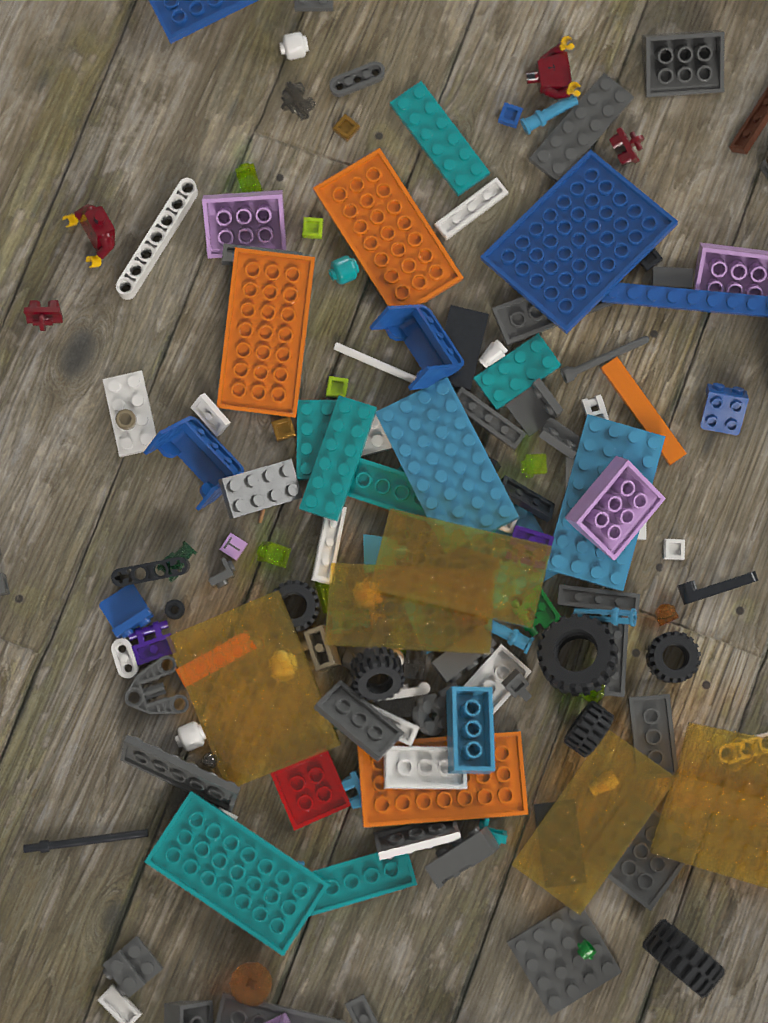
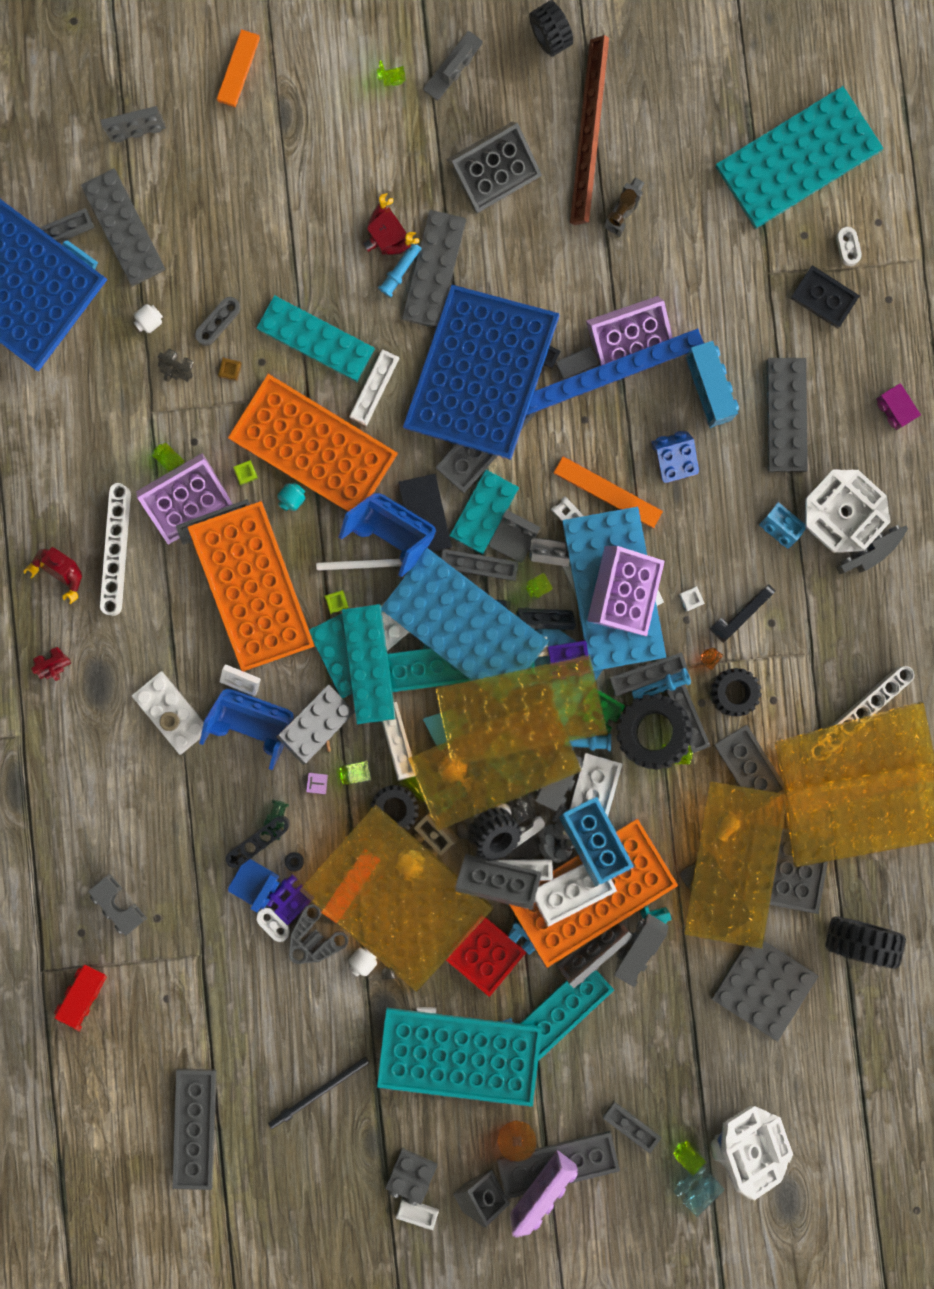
camera: 25 degrees left, 5 degrees up
(179, 773) = (369, 999): dark grey plate -> none
(221, 579) = (321, 817): dark grey bracket -> none
(283, 429) = (308, 660): pearl gold tile -> none
(493, 353) = (455, 506): white cone -> none
(510, 115) = (367, 288): blue plate -> none
(516, 685) = (615, 782): dark grey plate -> none
(569, 373) = (530, 490): dark grey piece -> none
(586, 950) = (781, 973): green plate -> none
(588, 729) = (694, 789): black tyre -> none
(629, 154) = (487, 271): dark red hips -> none

